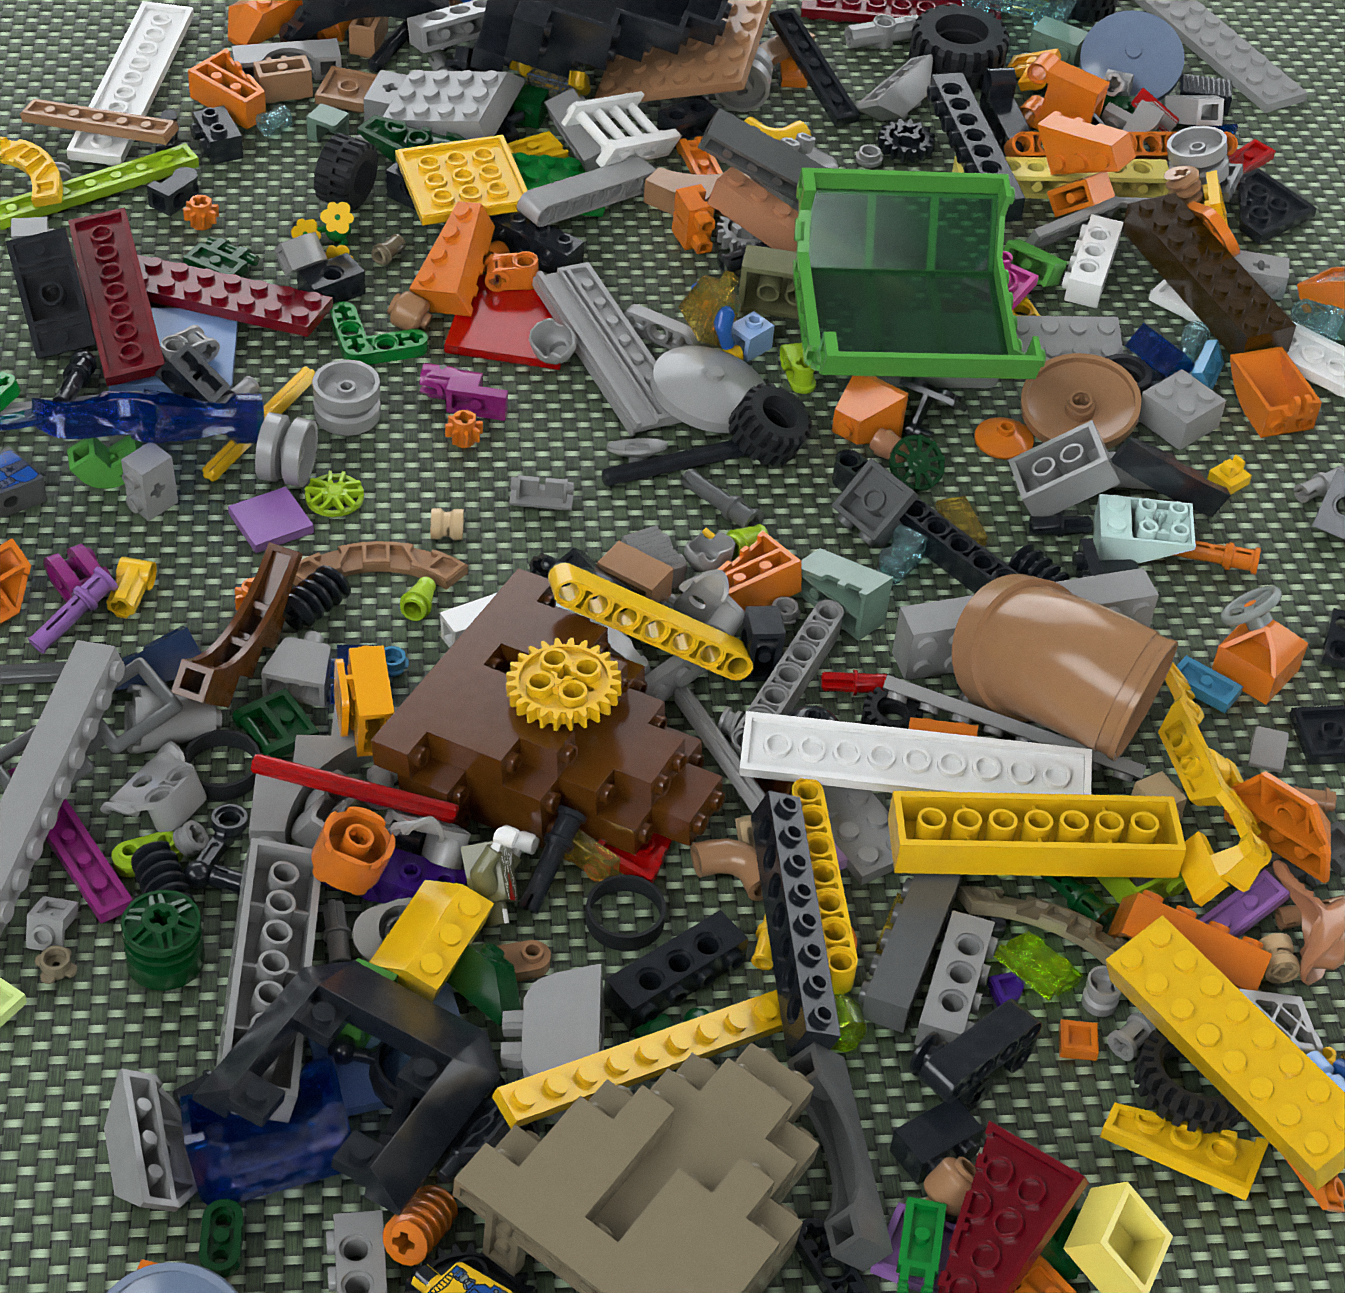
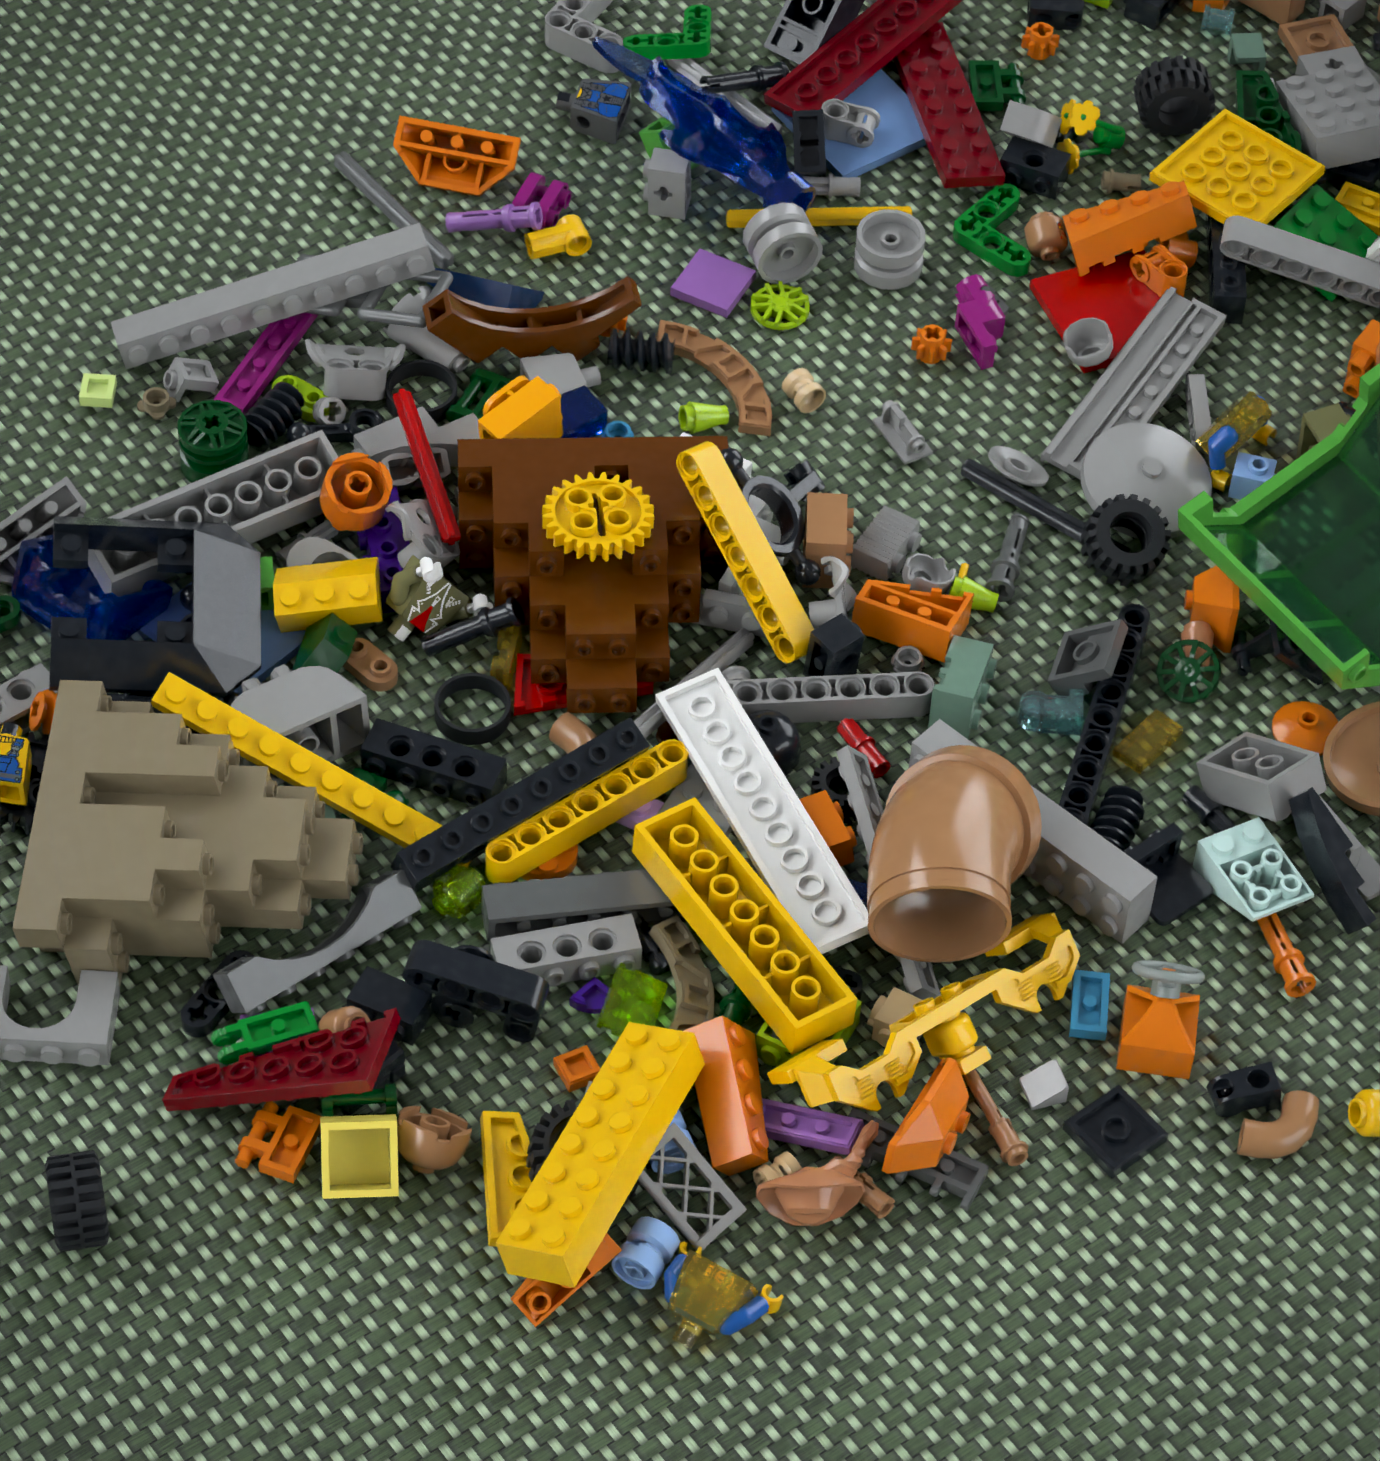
camera: 60 degrees right, 5 degrees up
(1114, 1165) = (431, 1139): none -> medium nougat cylinder

